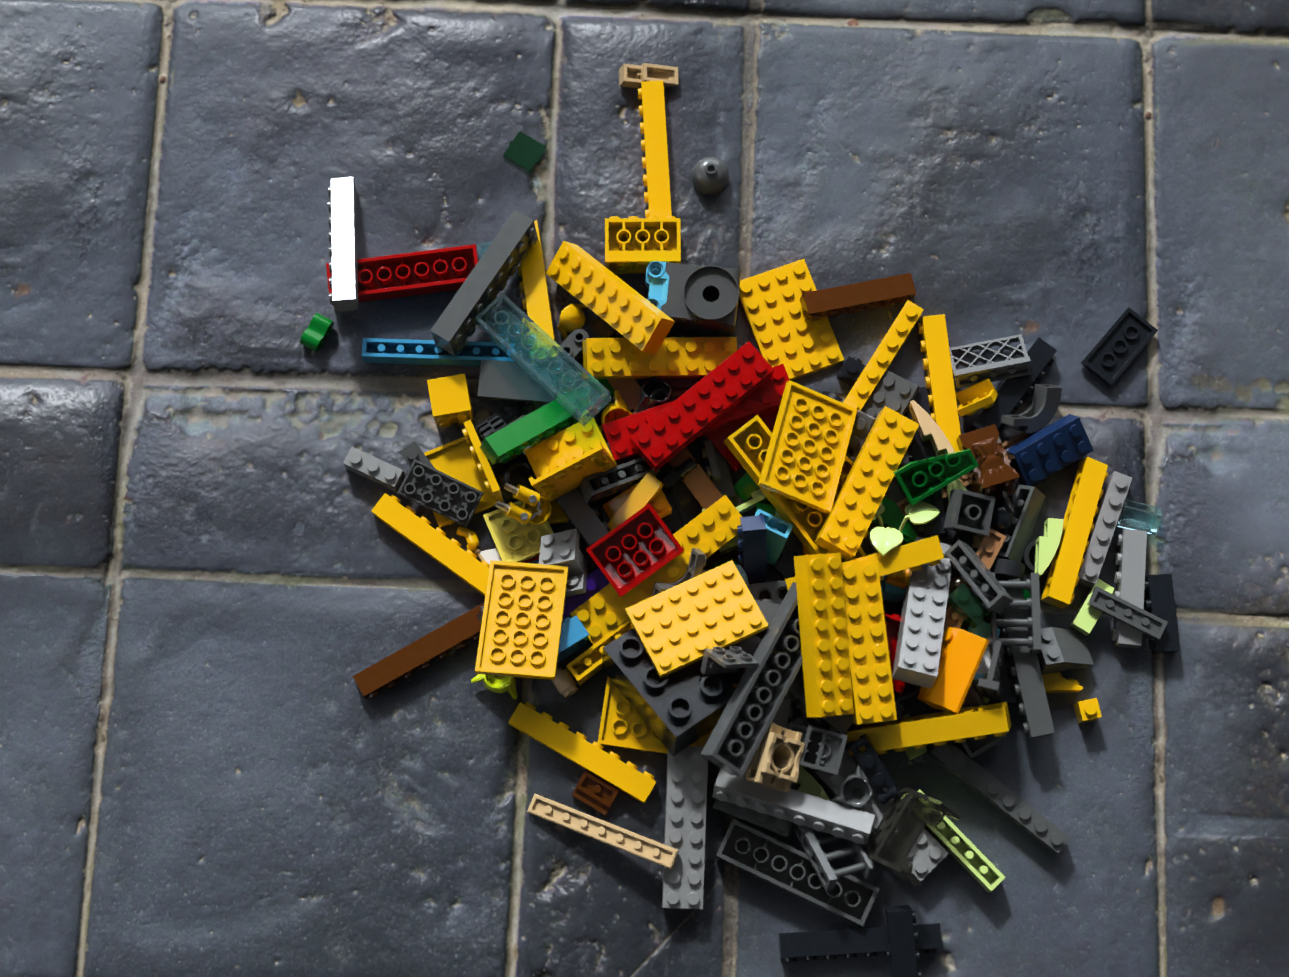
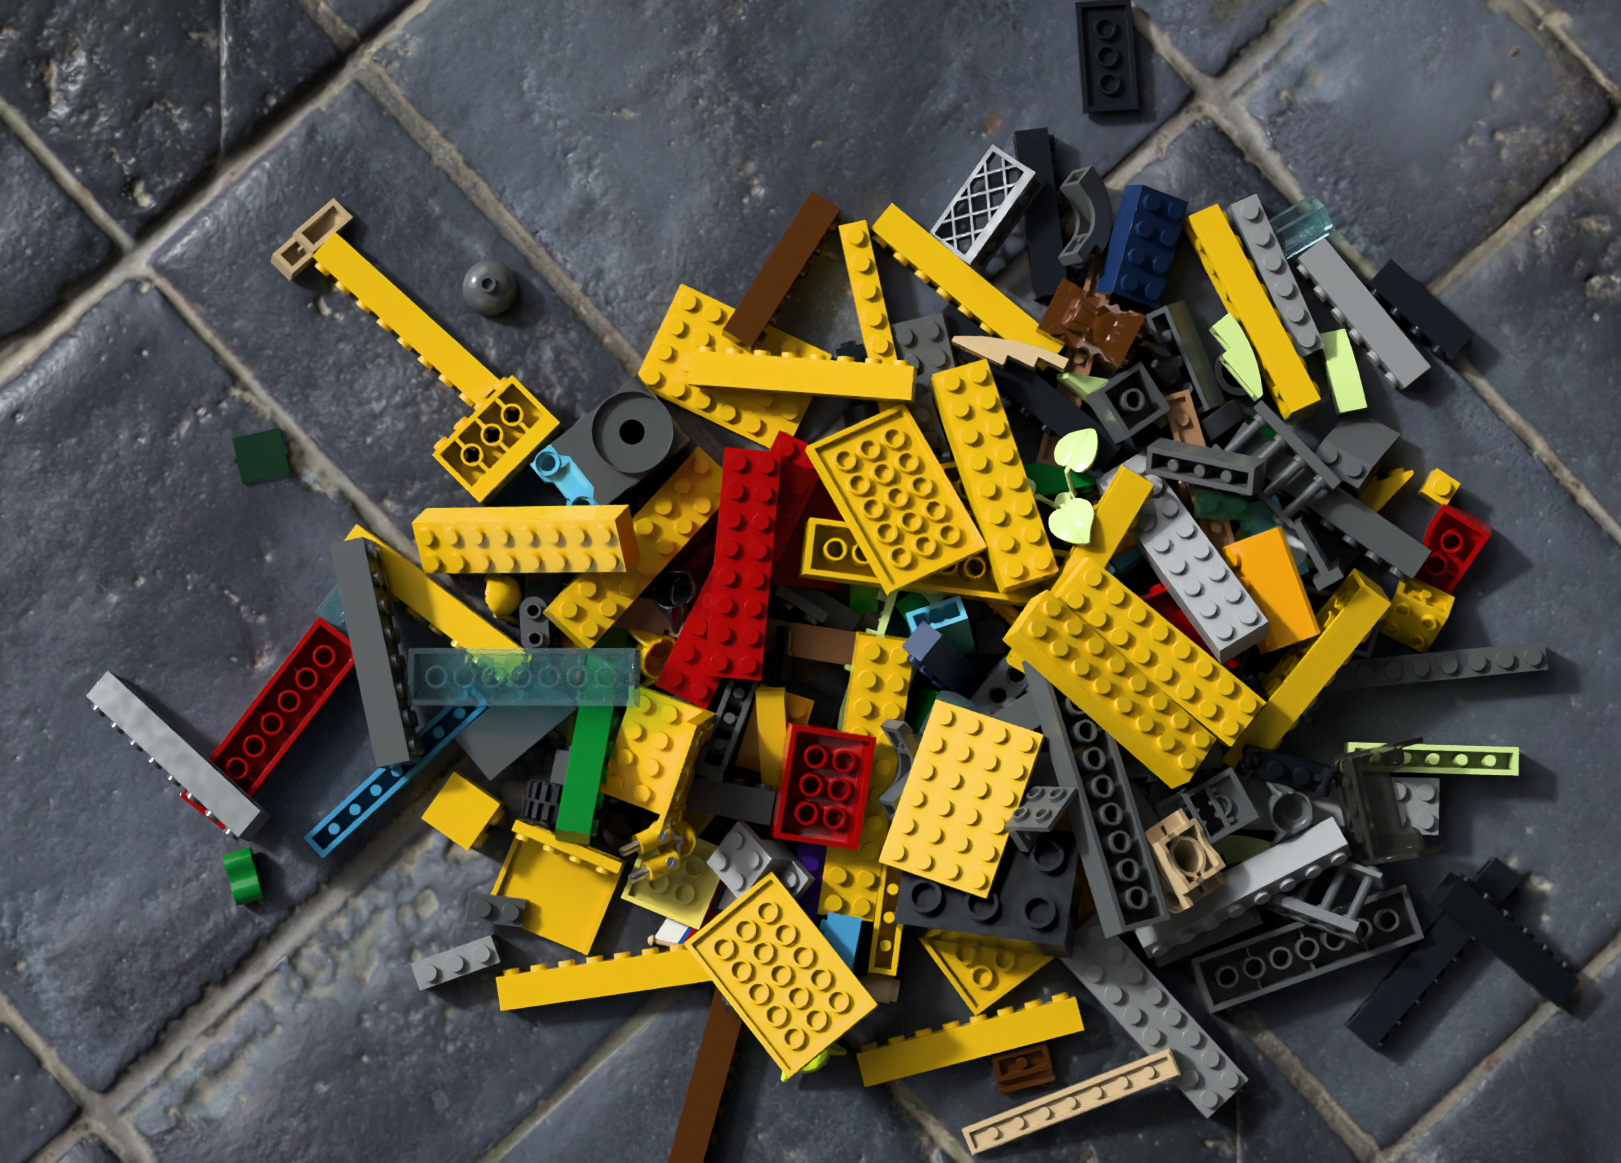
camera: 45 degrees left, 10 degrees up
(440, 493) = (554, 920): dark grey tile -> none
(470, 536) = (630, 932): yellow arm -> none
(820, 351) = (802, 375): none -> yellow brick
(929, 475) = (1051, 406): green wedge -> none
(975, 397) = (1013, 264): yellow bracket -> none
(1015, 760) = (1416, 614): none -> yellow bracket
(1067, 745) = (1454, 541): none -> red wedge
(1127, 613) = (1386, 348): dark grey plate -> none

